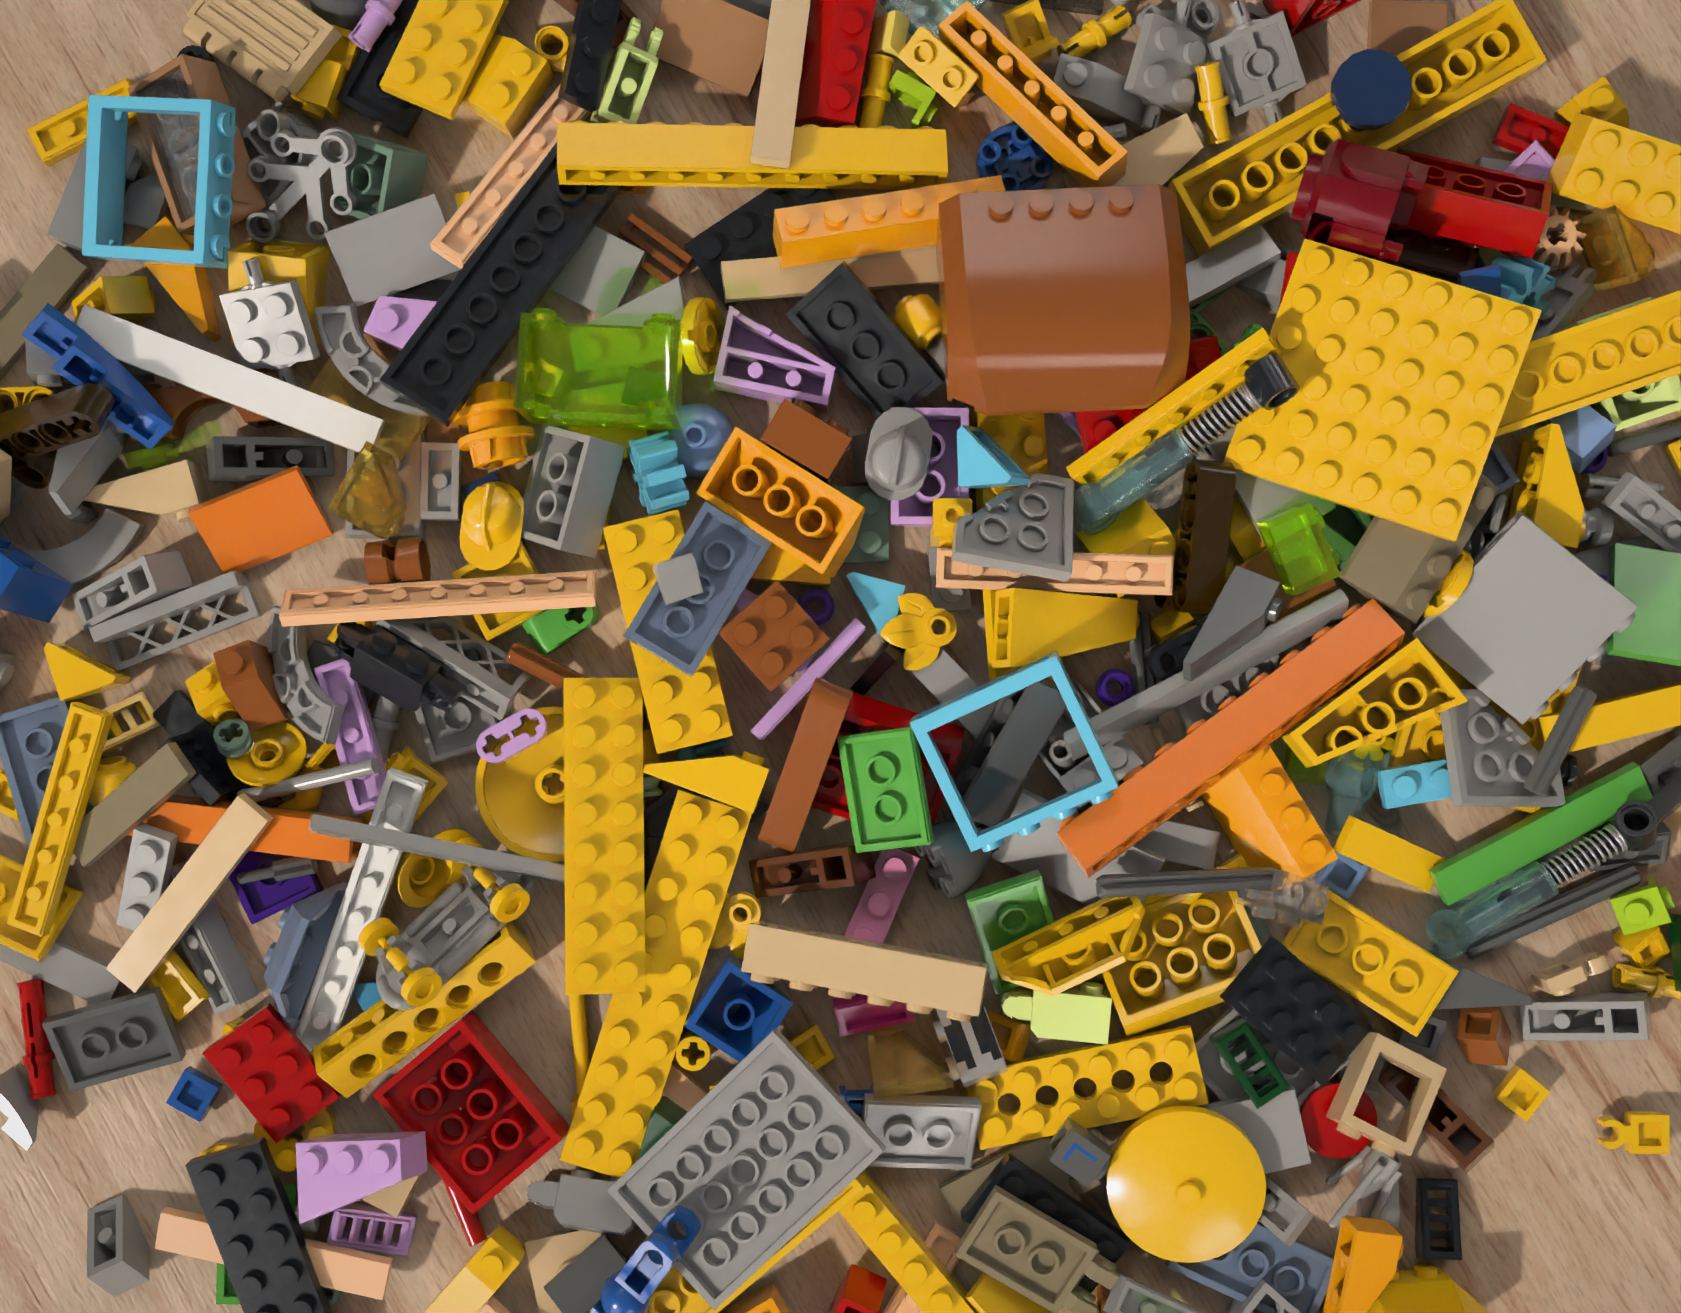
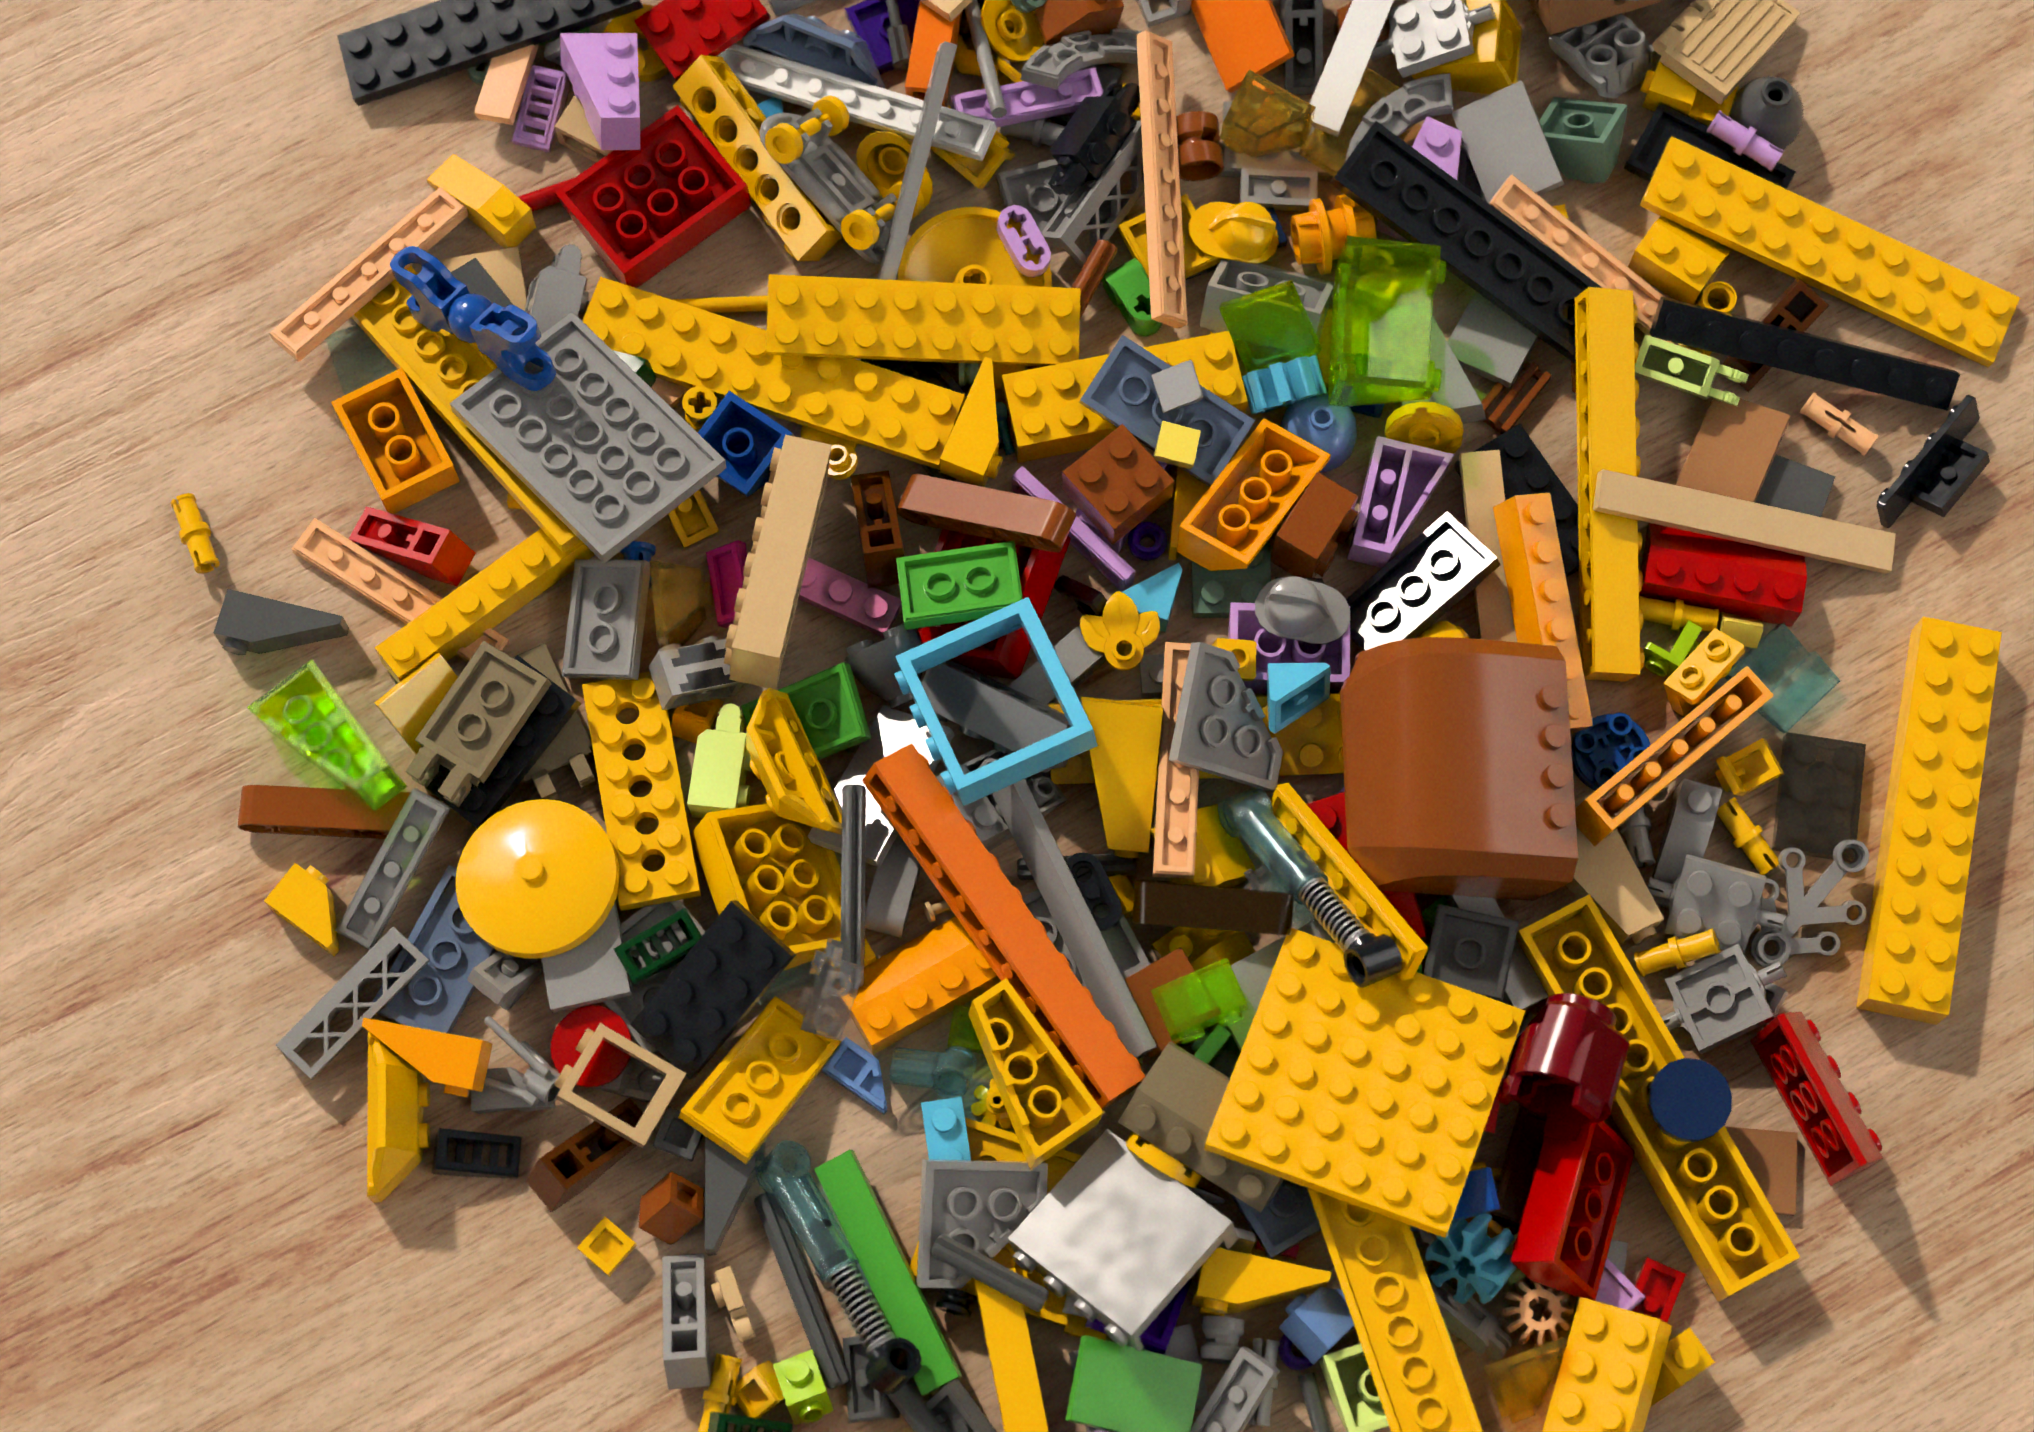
camera: 90 degrees right, 15 degrees down
(306, 181) = (1574, 68): light grey plant -> none
(602, 486) = (1270, 326): none -> clear neon green tile
(736, 578) = (1177, 445): none -> light yellow slope
(1078, 1152) = (578, 768): dark grey brick -> none
(1125, 681) = (1066, 828): dark purple plate -> none
(1230, 293) = (1471, 950): none -> dark grey tile
(1235, 619) = (1124, 926): dark grey slope -> none
(1387, 853) = (873, 1105): yellow tile -> none
(1640, 1133) = (557, 1378): yellow plate -> none

